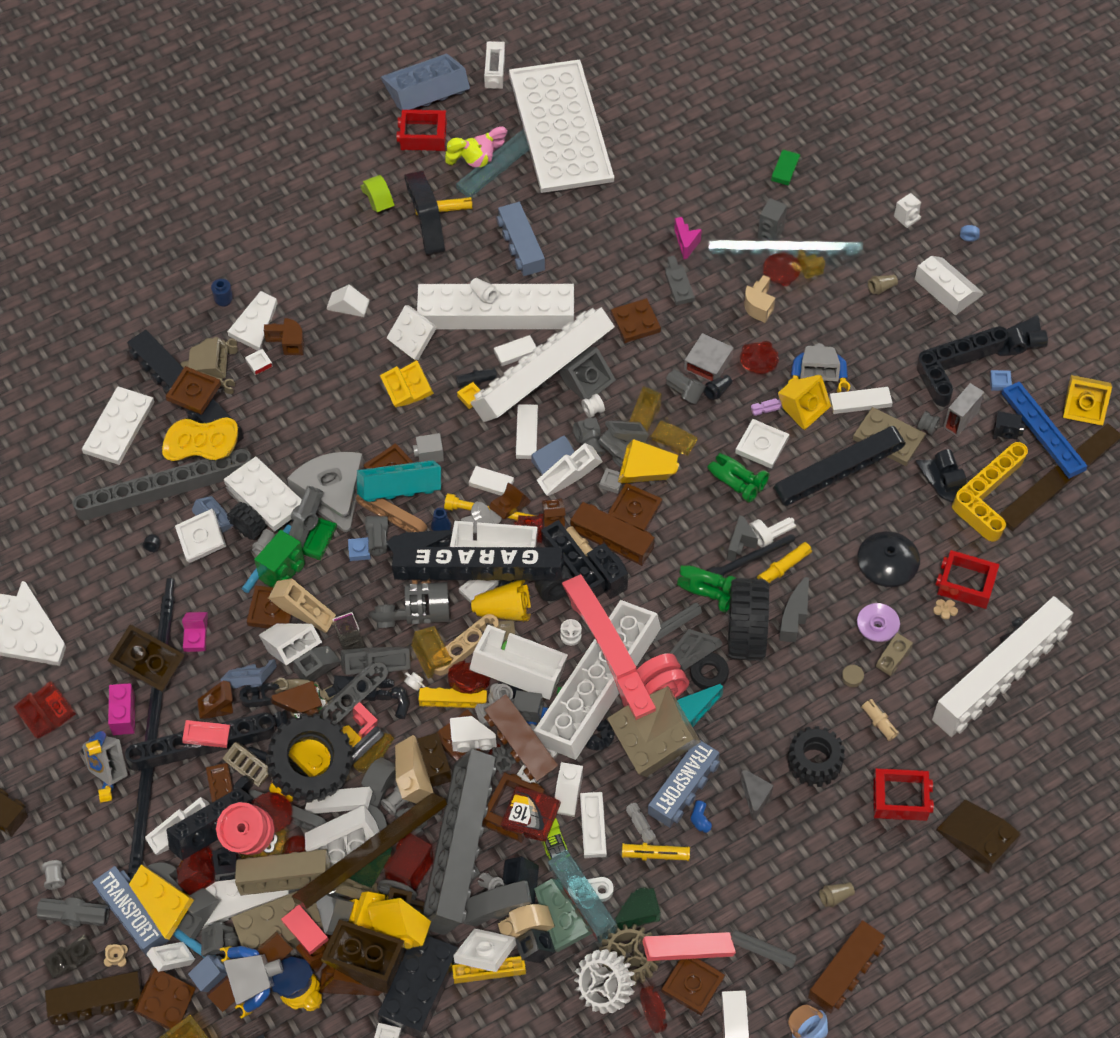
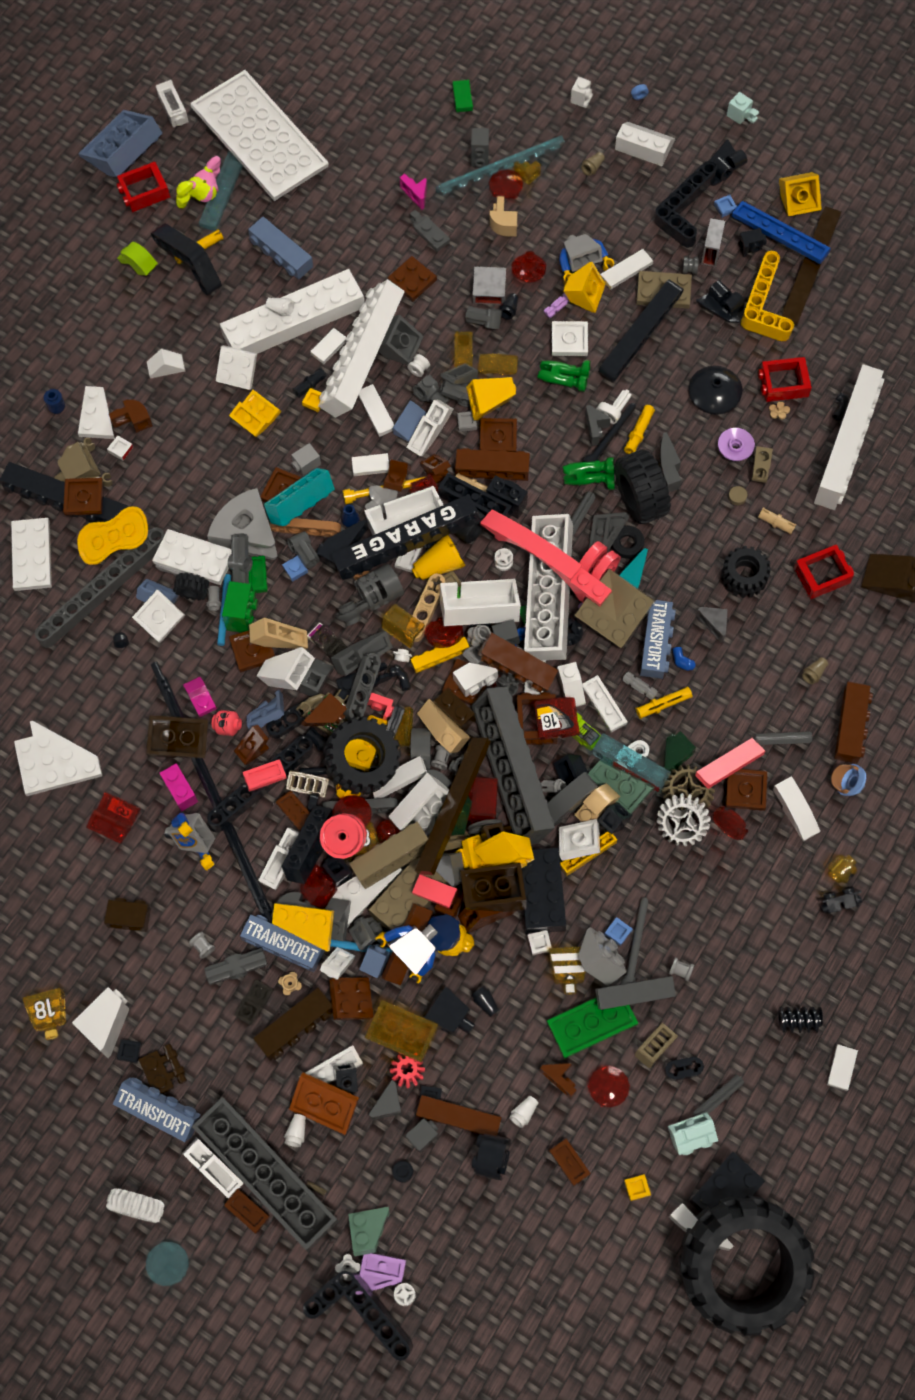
camera: 25 degrees left, 10 degrees up
(204, 668) = (226, 723): none -> coral head
(1068, 291) = (740, 109): none -> light aqua brick

